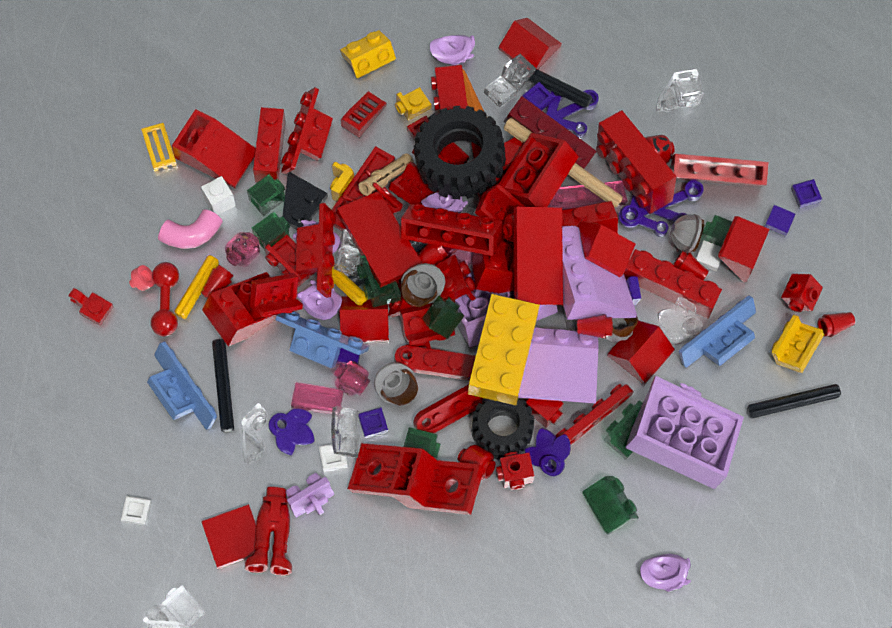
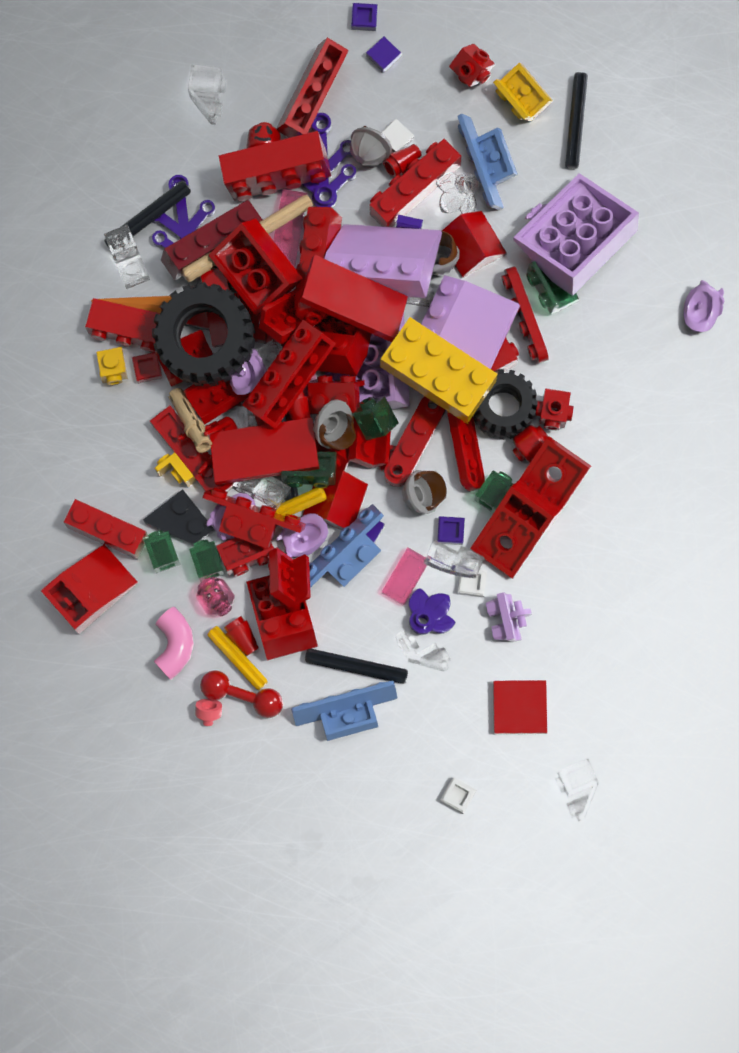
camera: 65 degrees left, 10 degrees up
(93, 308) = (221, 771): red plate -> none
(163, 163) = (58, 657): yellow tile -> none
(218, 196) = (145, 601): white brick -> none
(274, 518) = (518, 661): red piece -> none
(309, 132) = (104, 485): red bracket -> none
(351, 378) = (399, 534): clear pink head -> none
(358, 129) = (113, 437): red slope -> none
(368, 53) = (34, 390): yellow bracket -> none
(453, 49) = (65, 300): lavender hat -> none
(529, 41) = (88, 221): red slope -> none
(539, 96) = (157, 235): dark purple tile -> none
(549, 448) = (542, 369): dark purple plate -> none
(596, 326) = (443, 273): red cone -> none
(605, 247) = (361, 232): red slope -> none
(610, 503) = (618, 332): clear green bracket -> none
(717, 230) = (379, 113): clear green brick -> none
(743, 246) = (407, 98): red slope -> none
(835, 323) = (513, 48): red cone -> none

